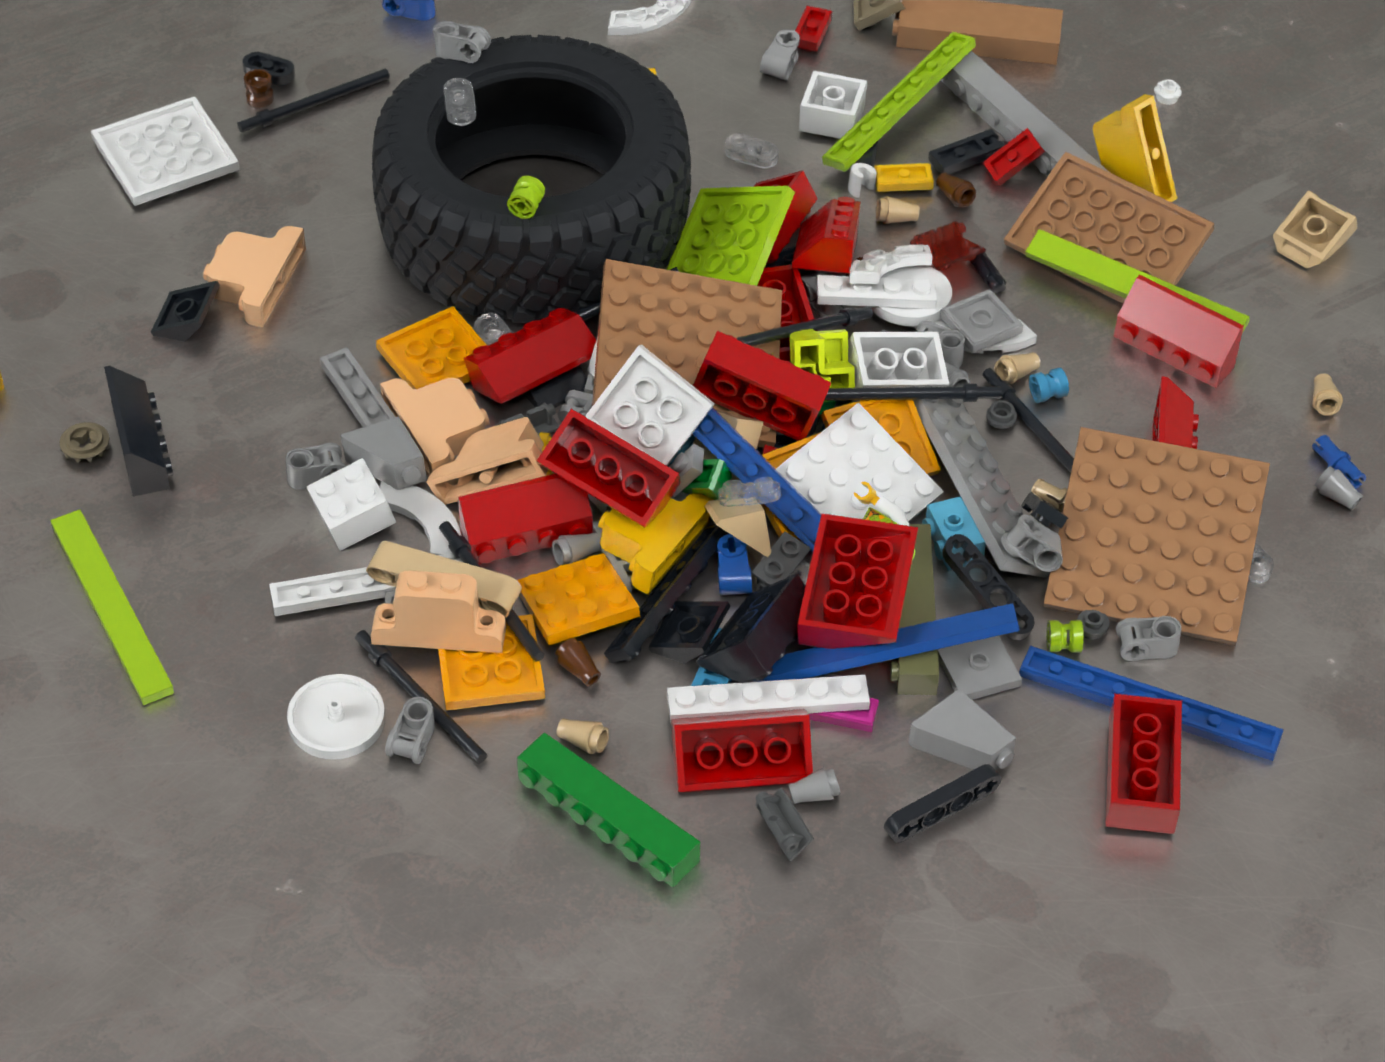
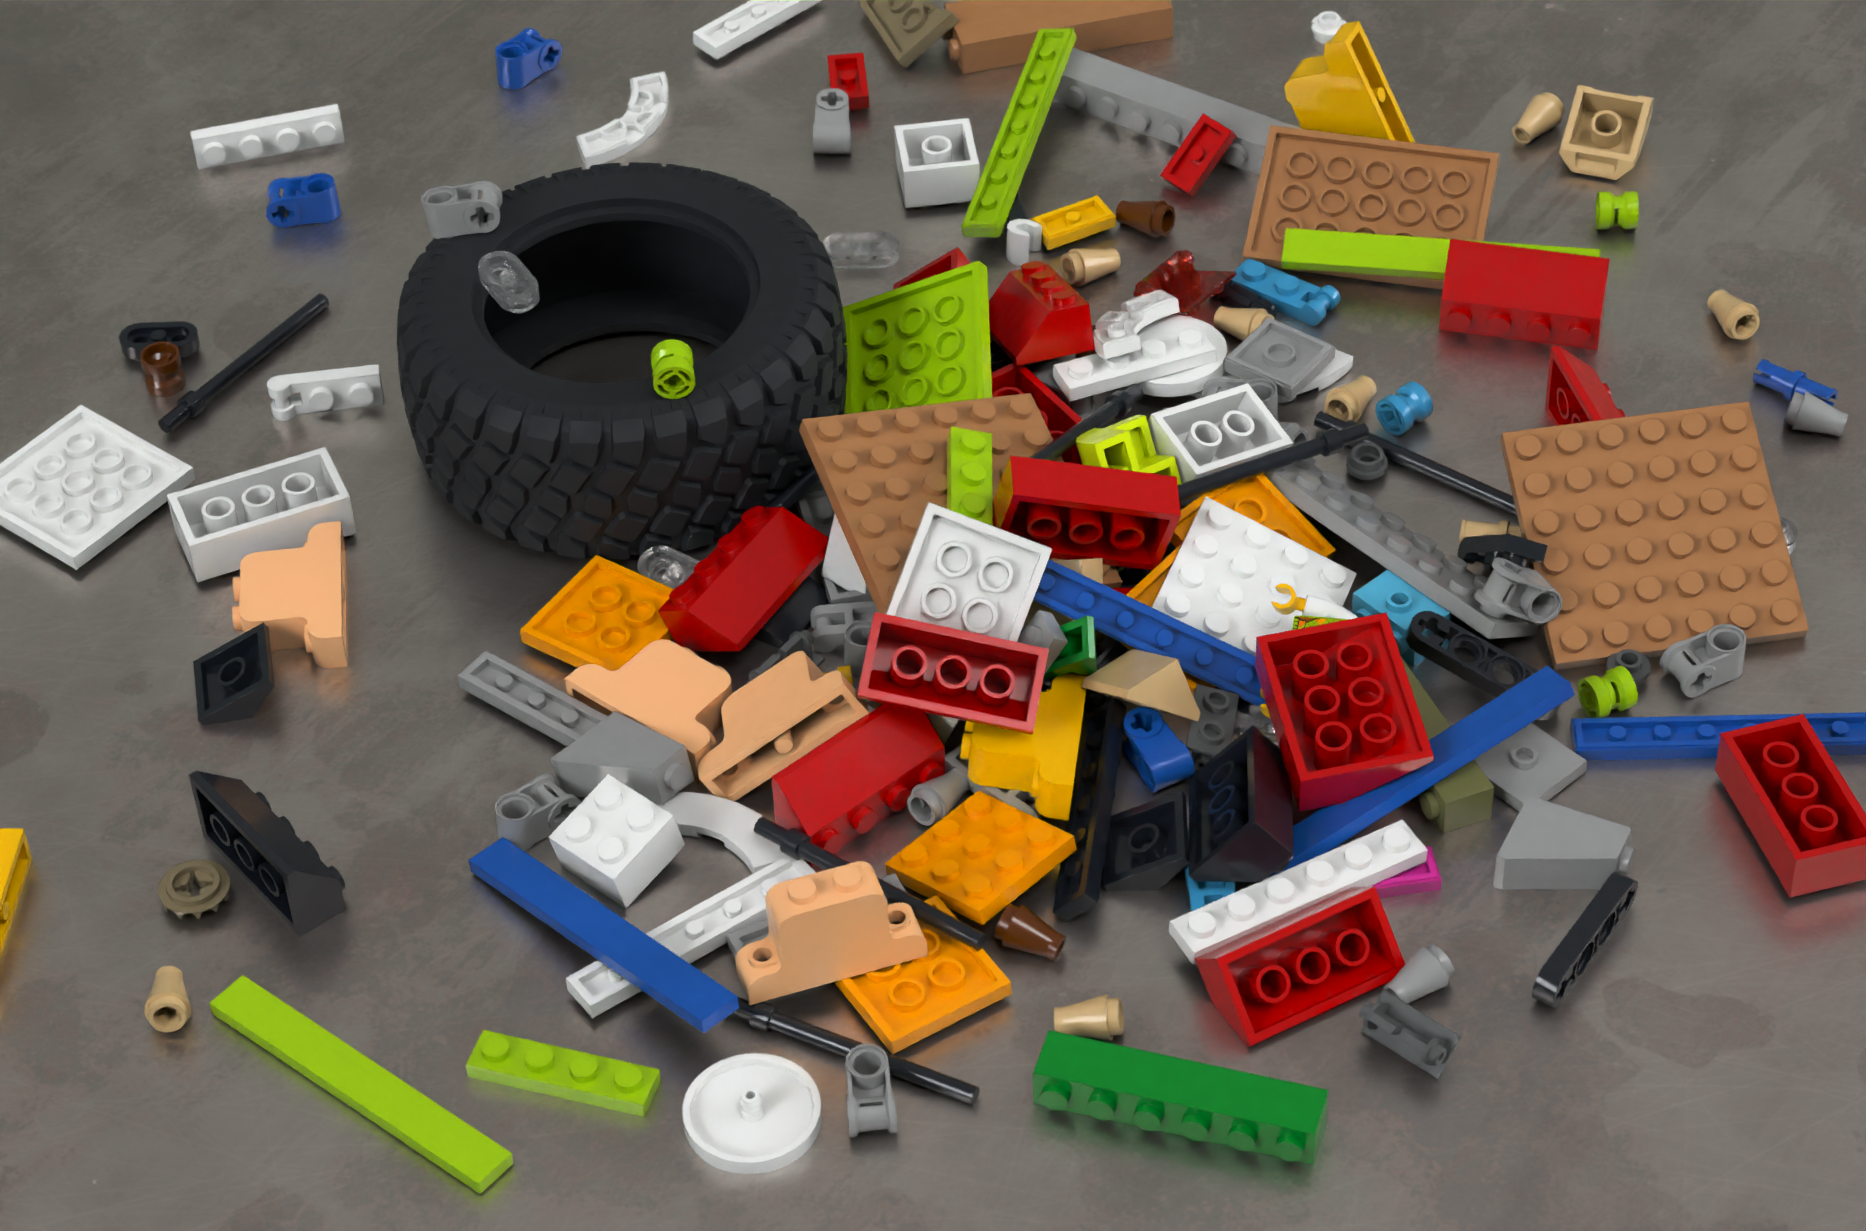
camera: 20 degrees left, 5 degrees down
(26, 510) = (168, 1001): none -> tan cone
(237, 646) = (563, 1073): none -> lime plate
(259, 205) = (258, 511): none -> white brick
(307, 564) = (604, 935): none -> blue tile
(344, 135) = (325, 391): none -> white plate
(495, 589) = (738, 889): tan beam -> none
(697, 339) = (970, 474): none -> lime plate
(758, 492) = (1153, 641): clear plate -> none
(965, 152) = (1132, 169): black plate -> none
(974, 284) = (1240, 321): none -> tan cone
(1020, 274) = (1290, 294): none -> dark azure plate
(1277, 204) = (1540, 116): none -> tan cone
(1295, 292) = (1617, 210): none -> lime wheel

